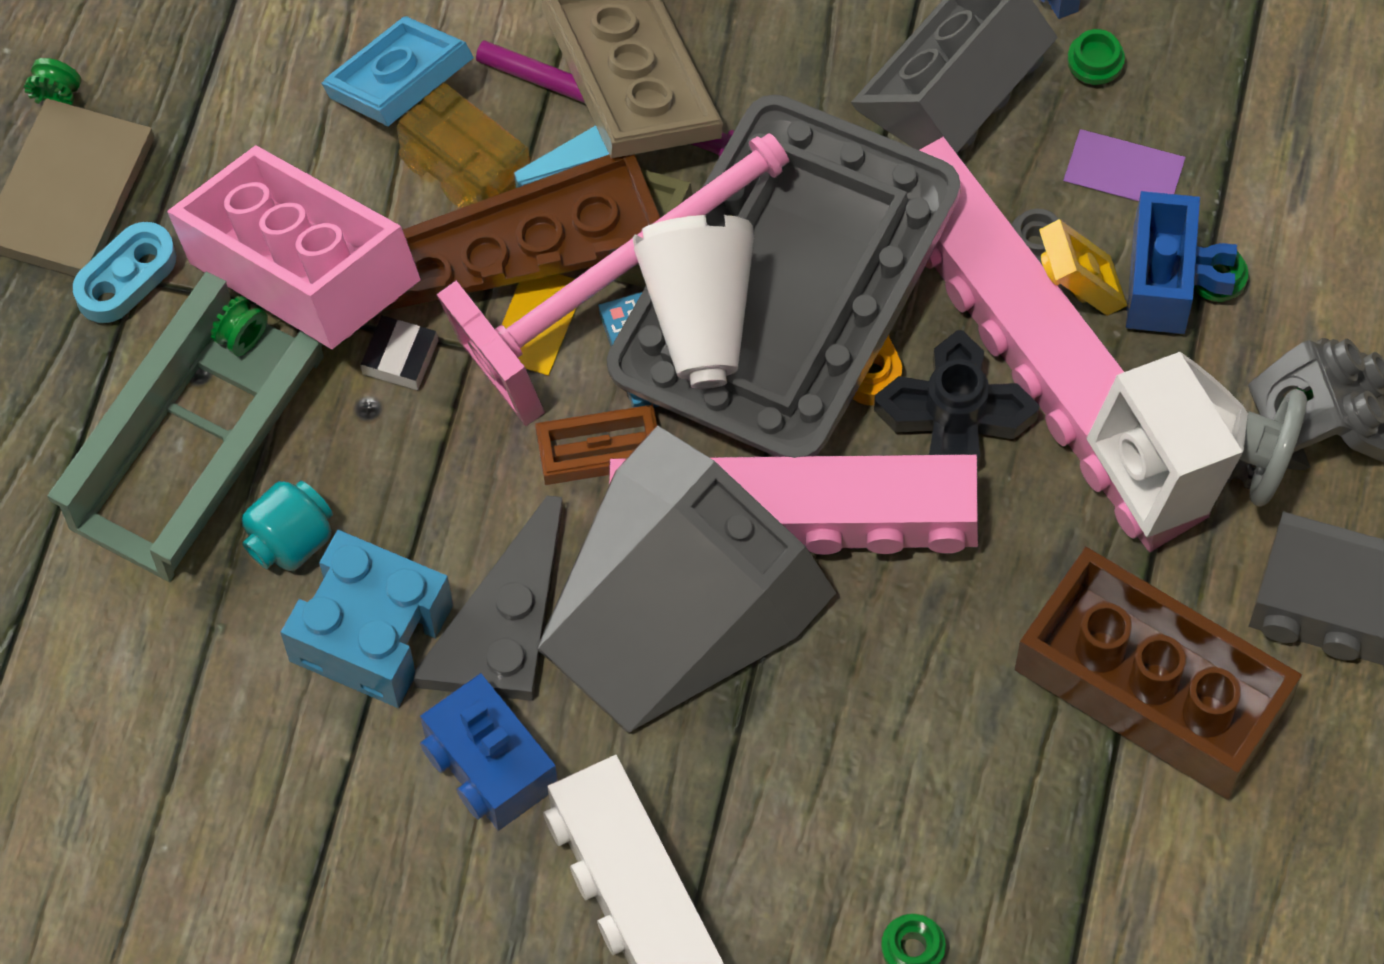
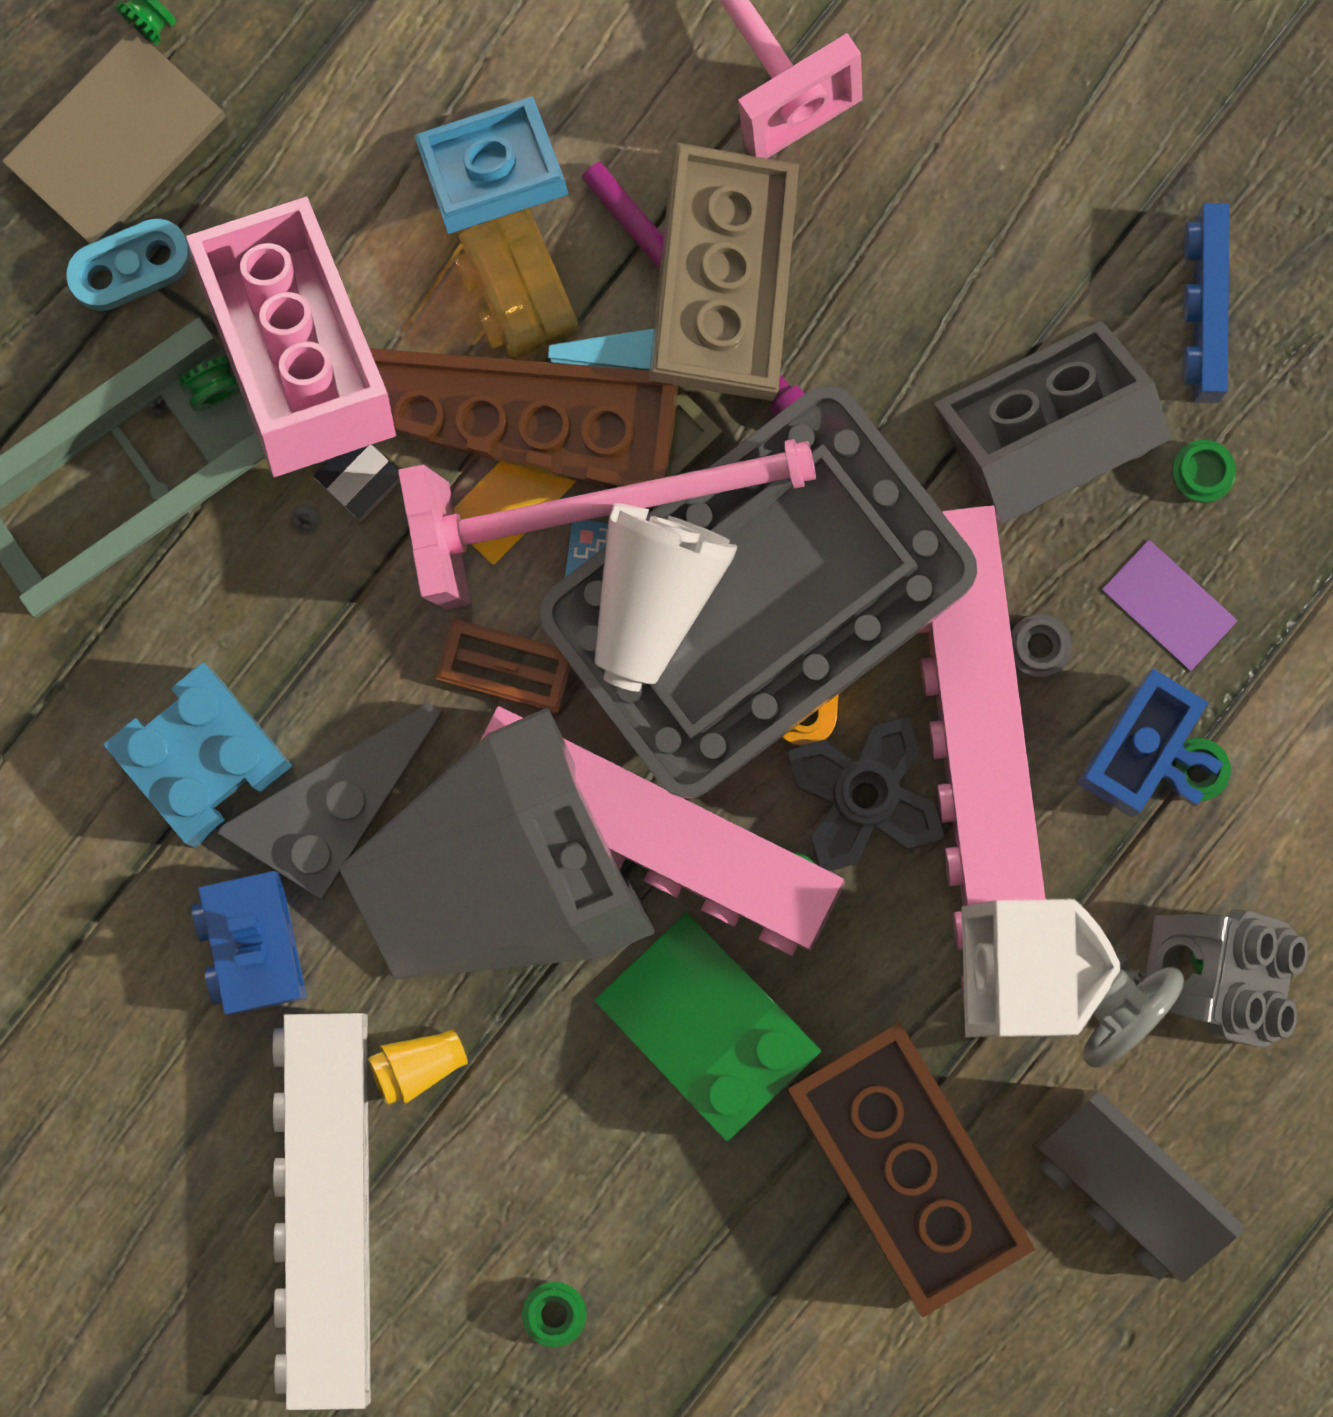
camera: 25 degrees right, 20 degrees up
(286, 525) = (164, 622): teal head -> none
(681, 792) = (415, 1065): none -> yellow cone
(925, 646) = (707, 1026): none -> green slope
(1081, 267) = (1057, 715): yellow plate -> none

